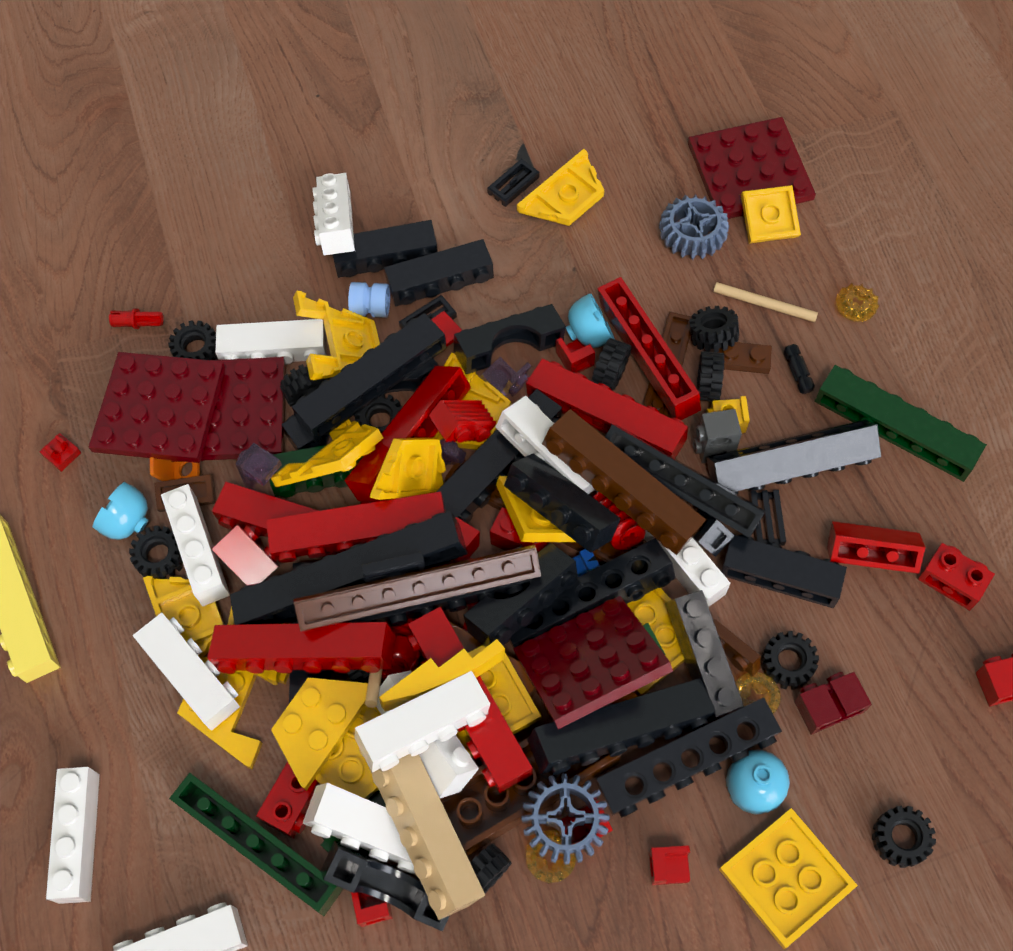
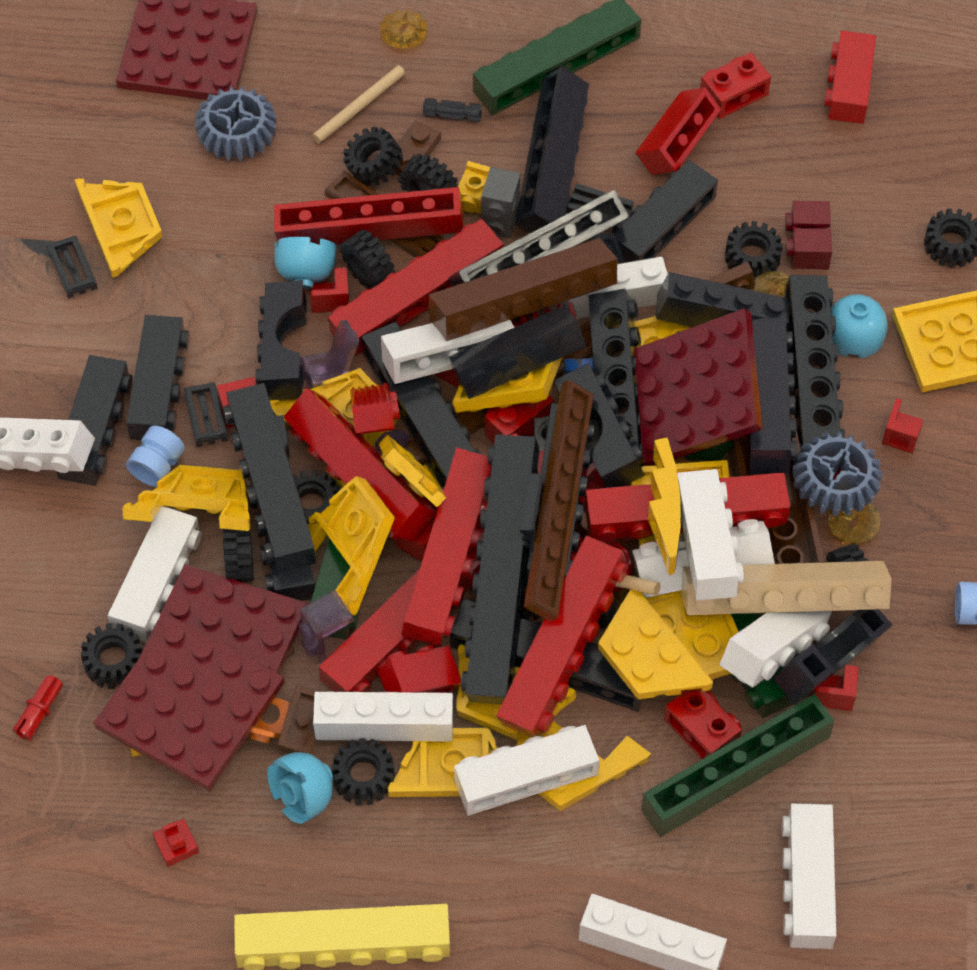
camera: 70 degrees left, 5 degrees down
(770, 214) = (260, 51): yellow tile -> none

